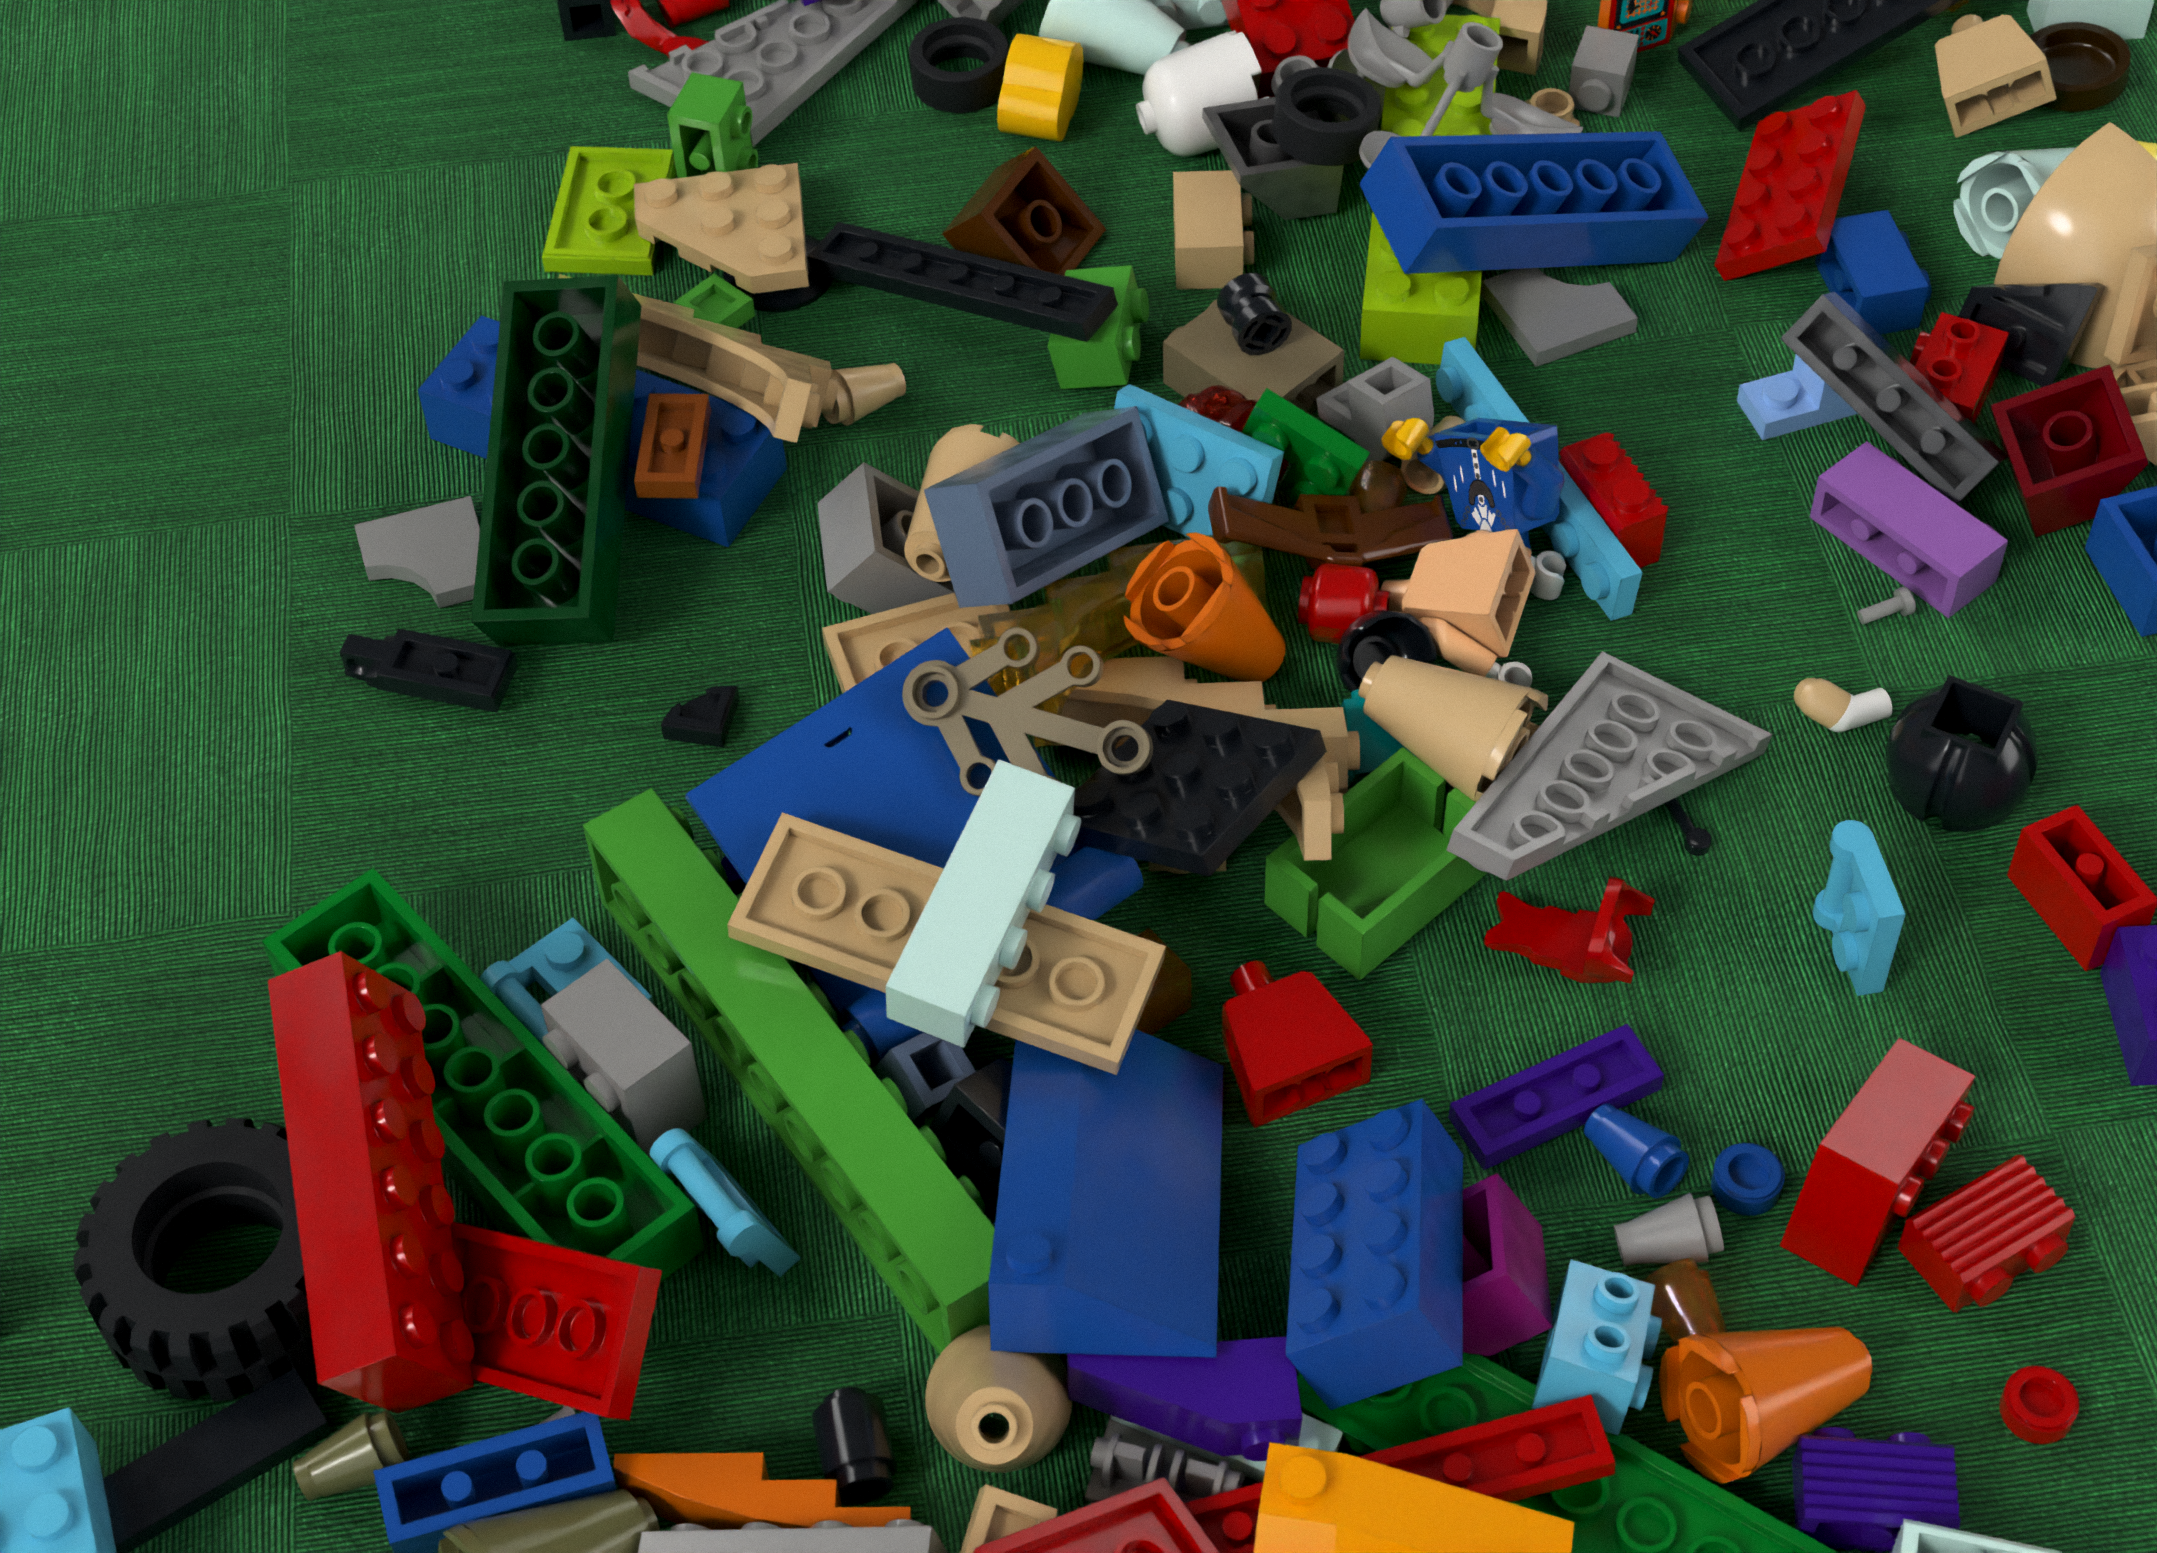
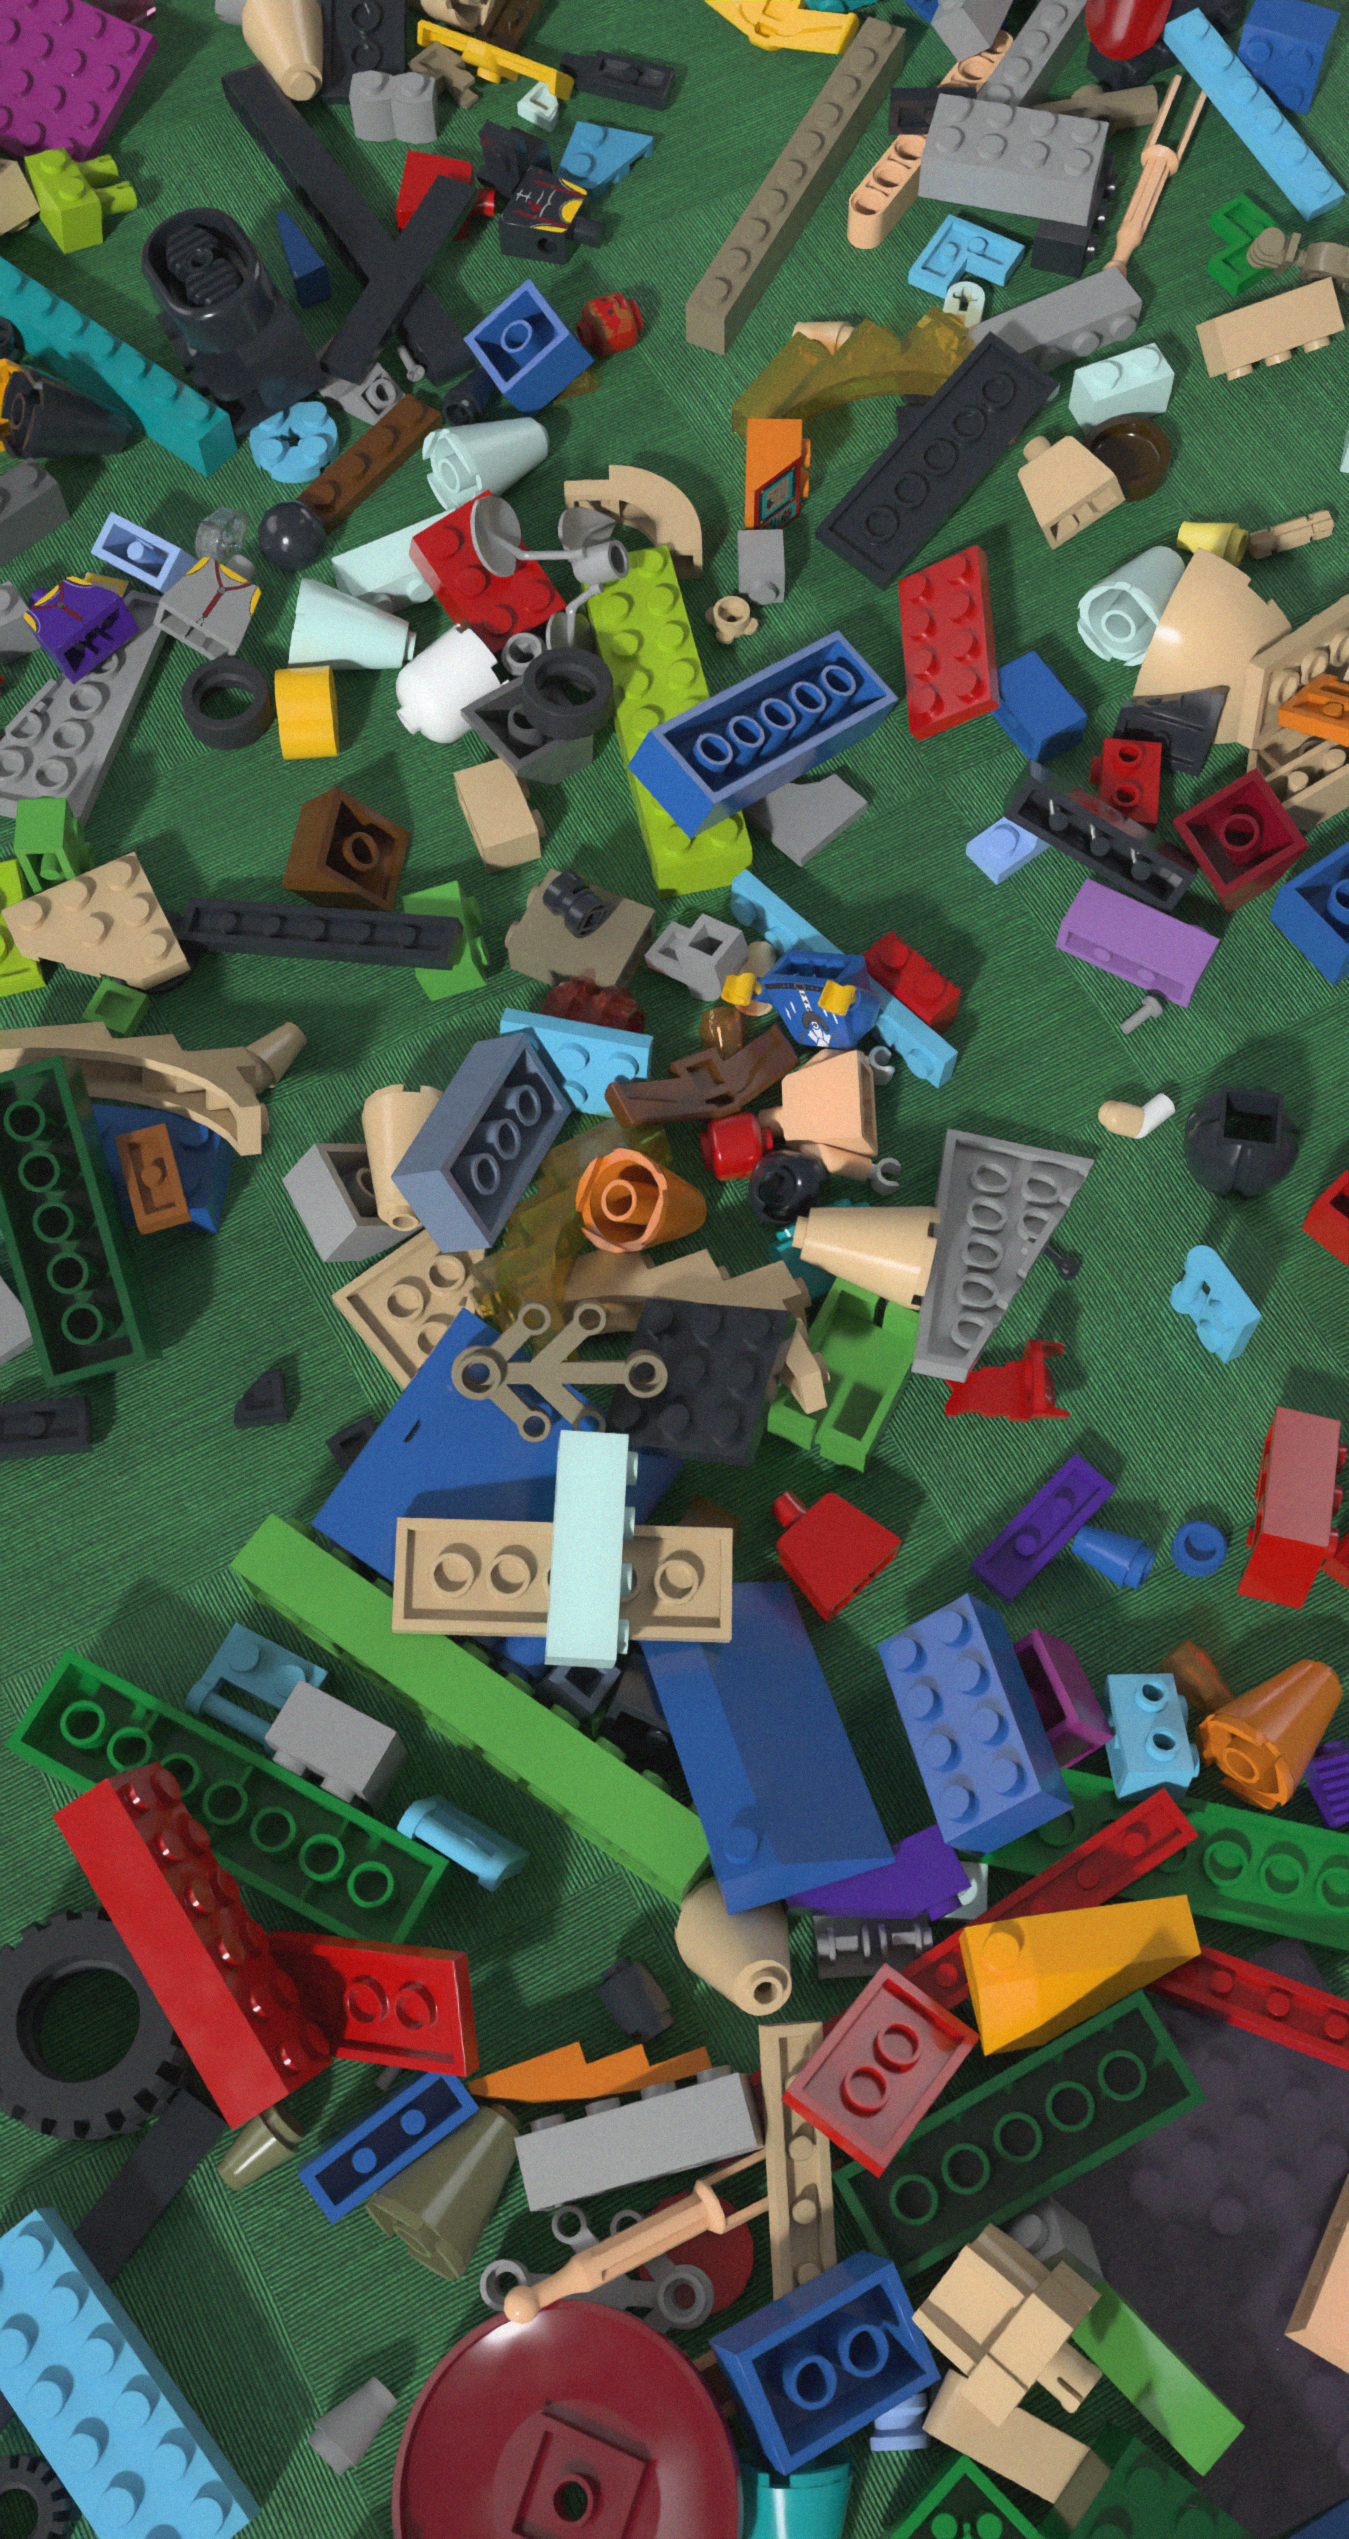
camera: 20 degrees left, 15 degrees up
(1319, 455) = (674, 1028): green plate -> none
(1467, 65) = (603, 620): light grey plant -> none
(1671, 1233) = (1164, 1616): light grey cone -> none

